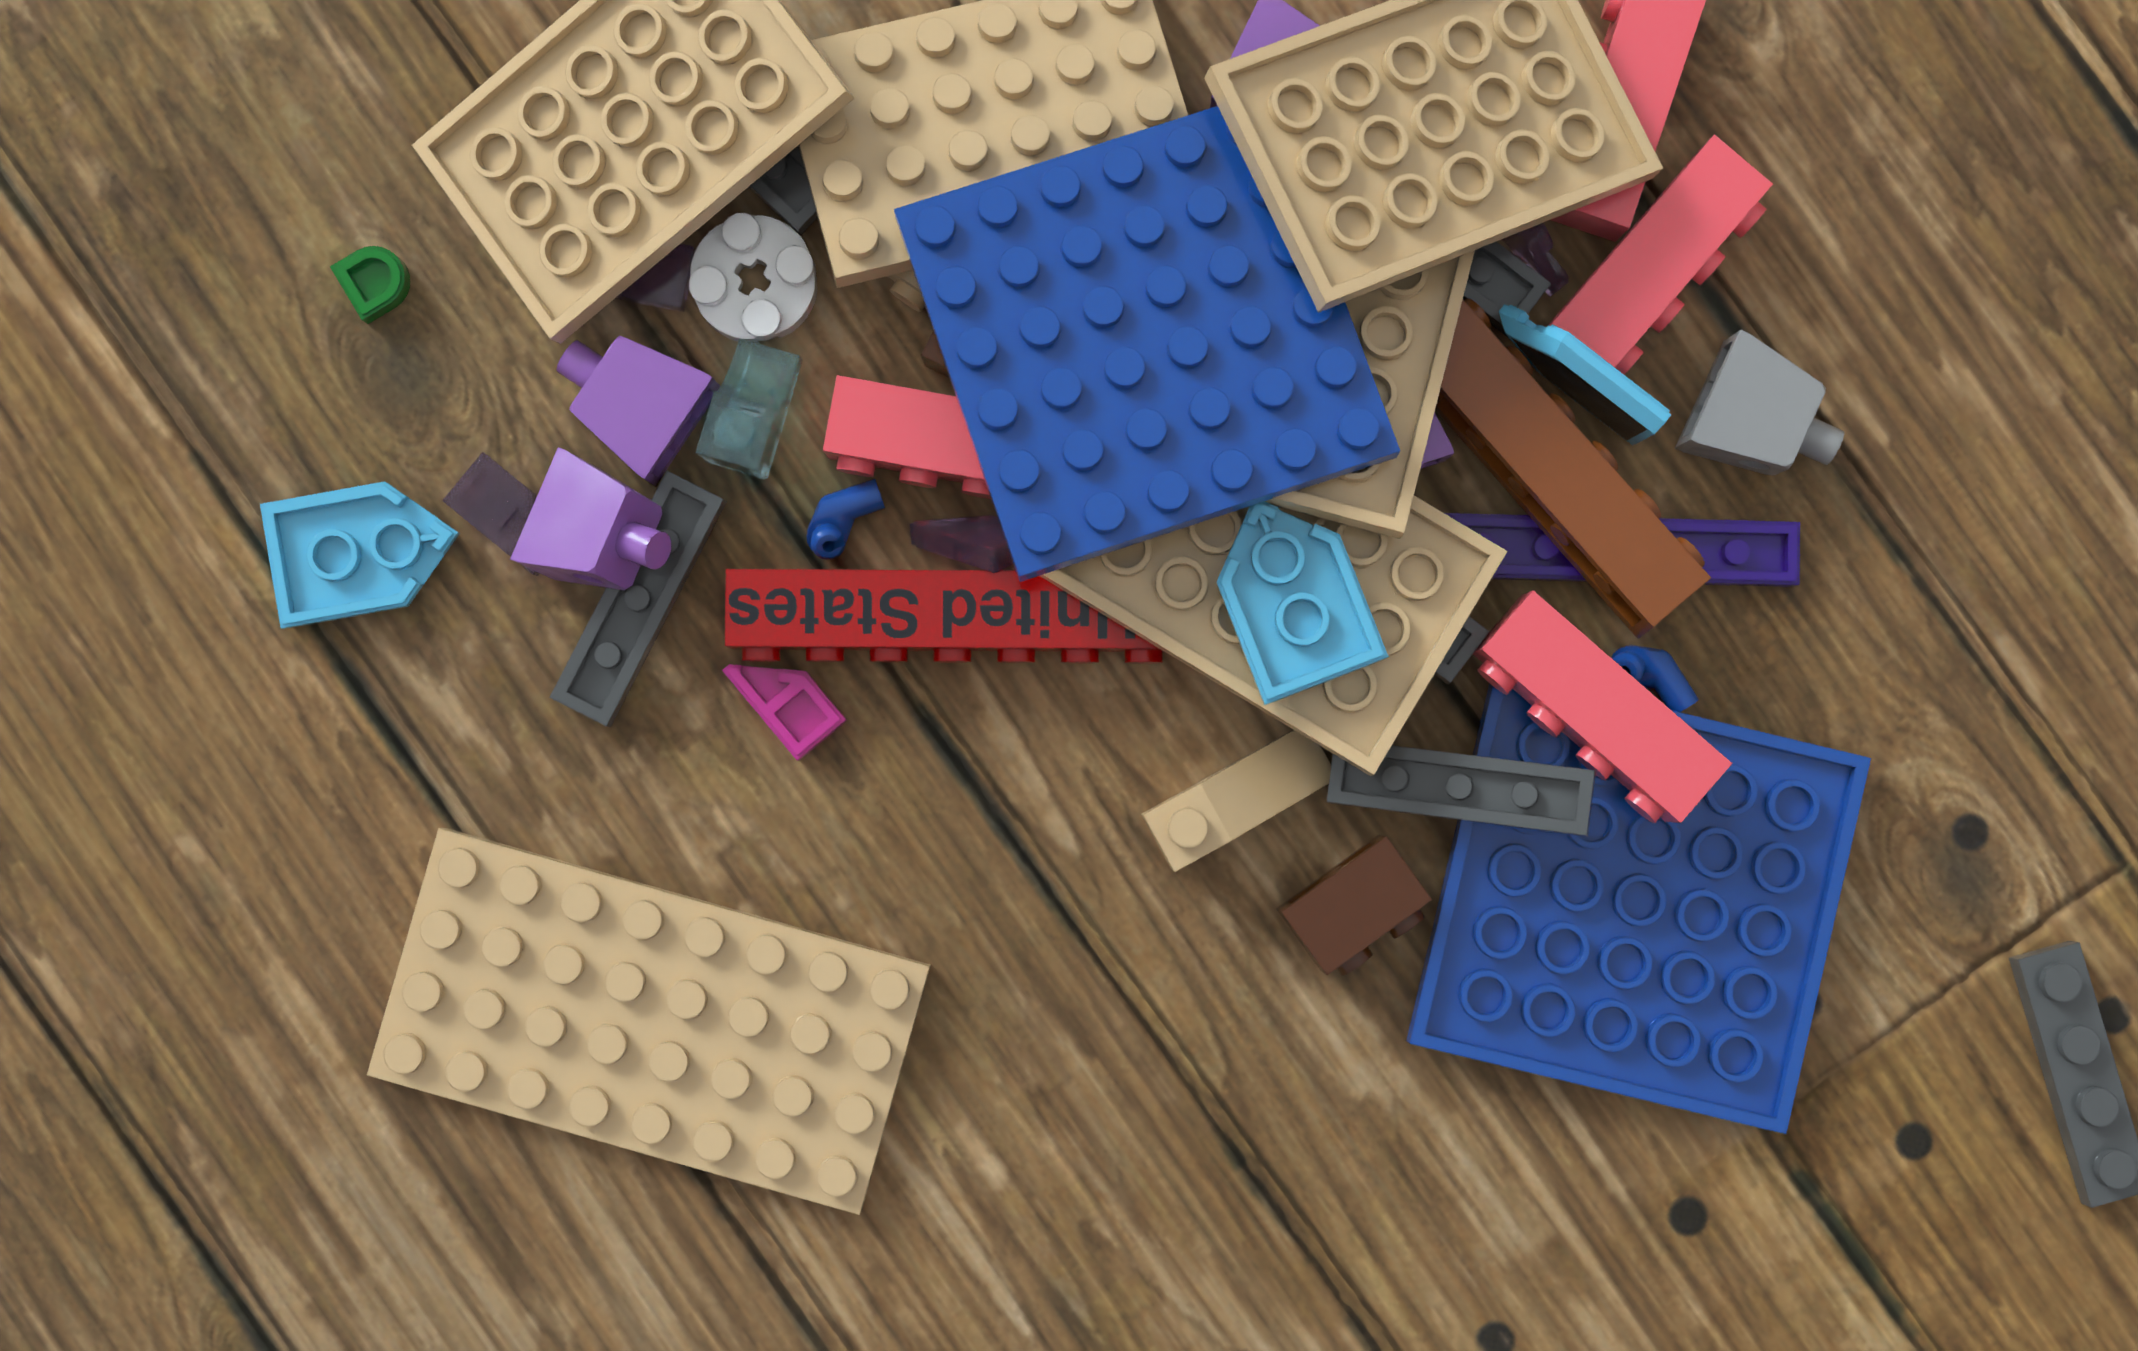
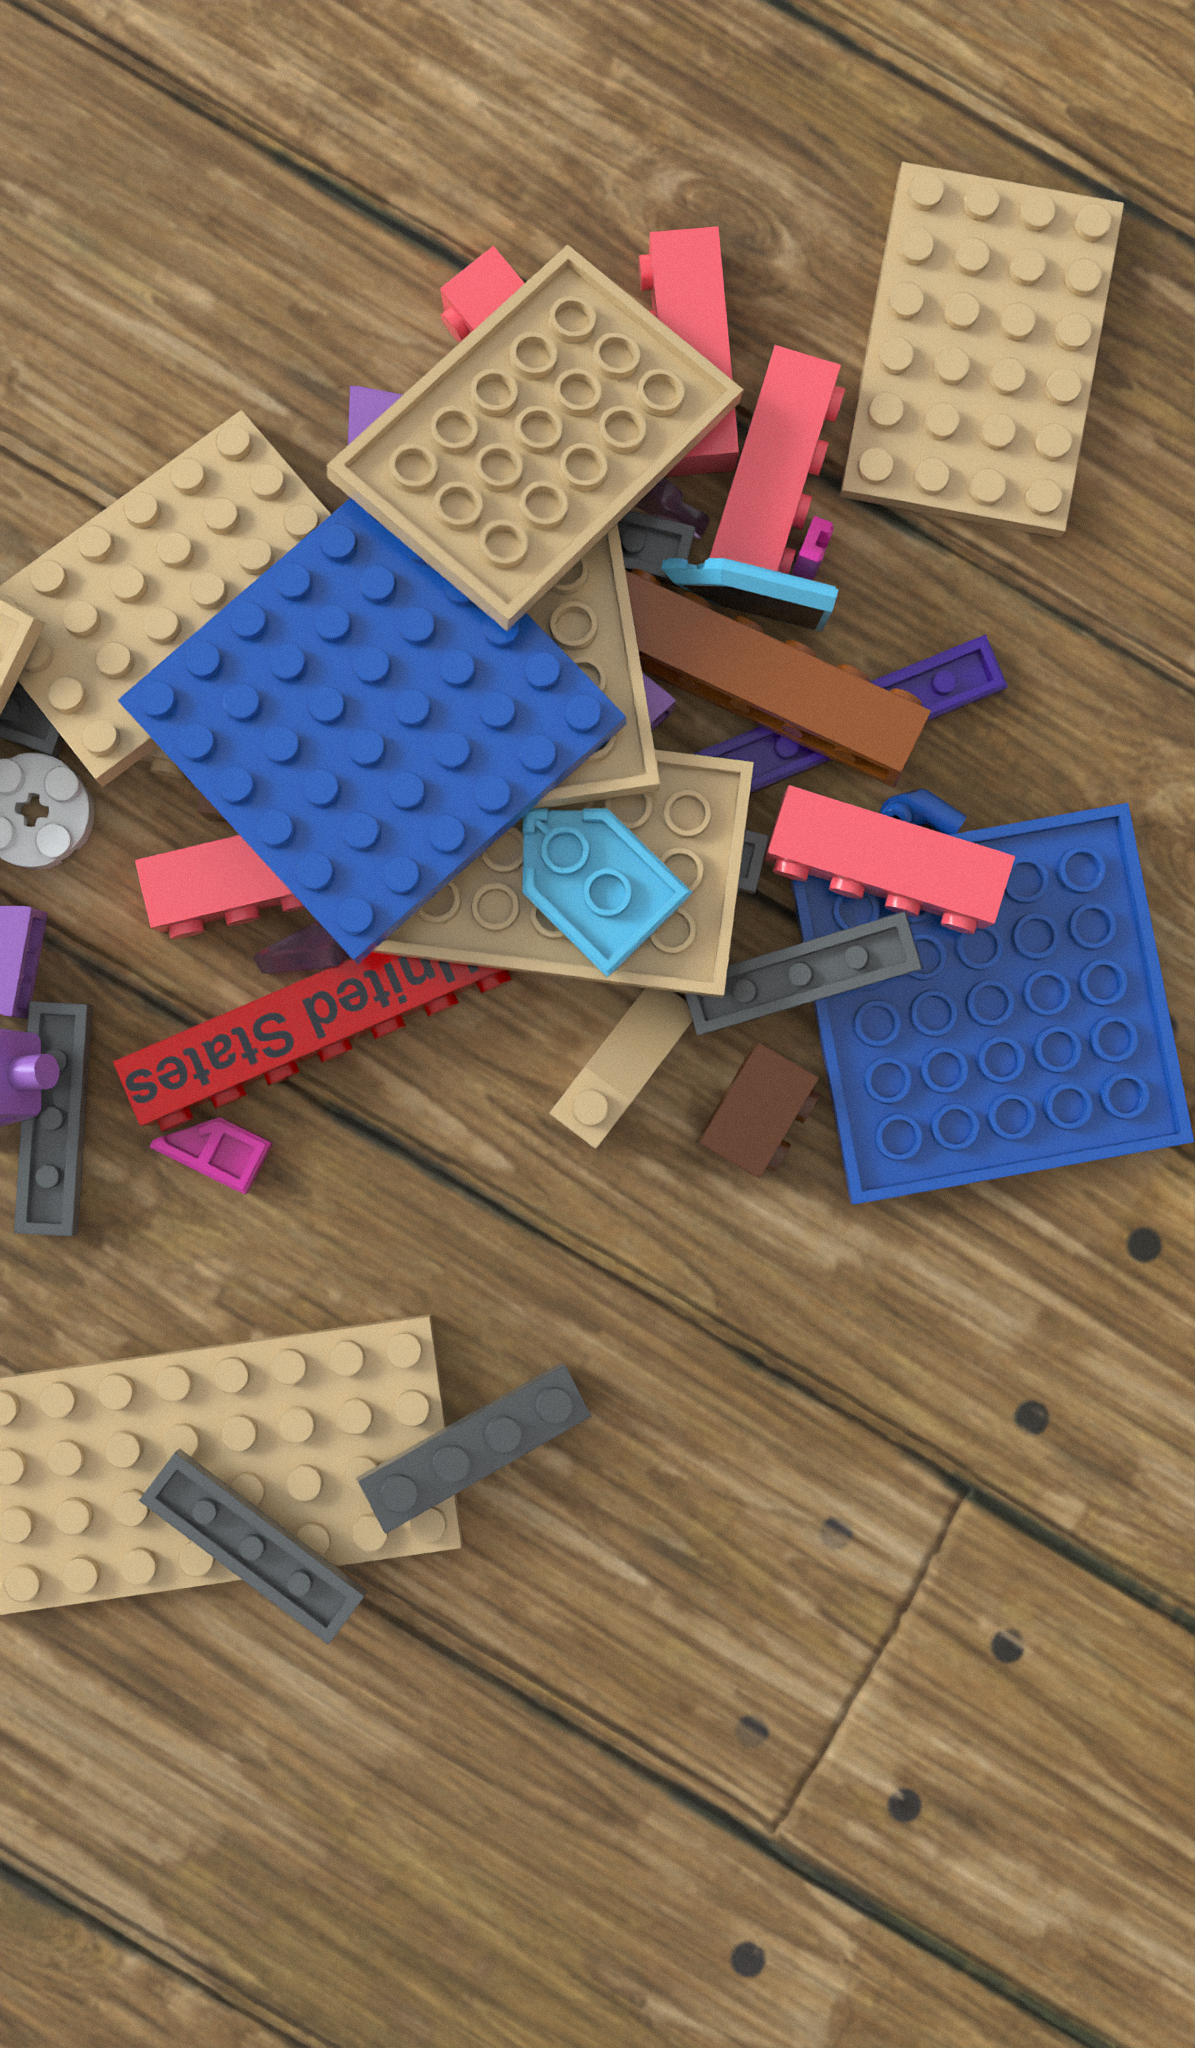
camera: 30 degrees left, 0 degrees up
(654, 1120) = (253, 1546): none -> dark grey plate
(750, 409) = (77, 921): clear light blue arch -> none
(836, 515) = (189, 979): blue arm -> none
(917, 1118) = (473, 1447): none -> dark grey plate
(1661, 359) = (813, 549): none -> dark pink tile
(1758, 411) = (911, 558): light grey torso -> none
(1925, 228) = (981, 350): none -> tan plate

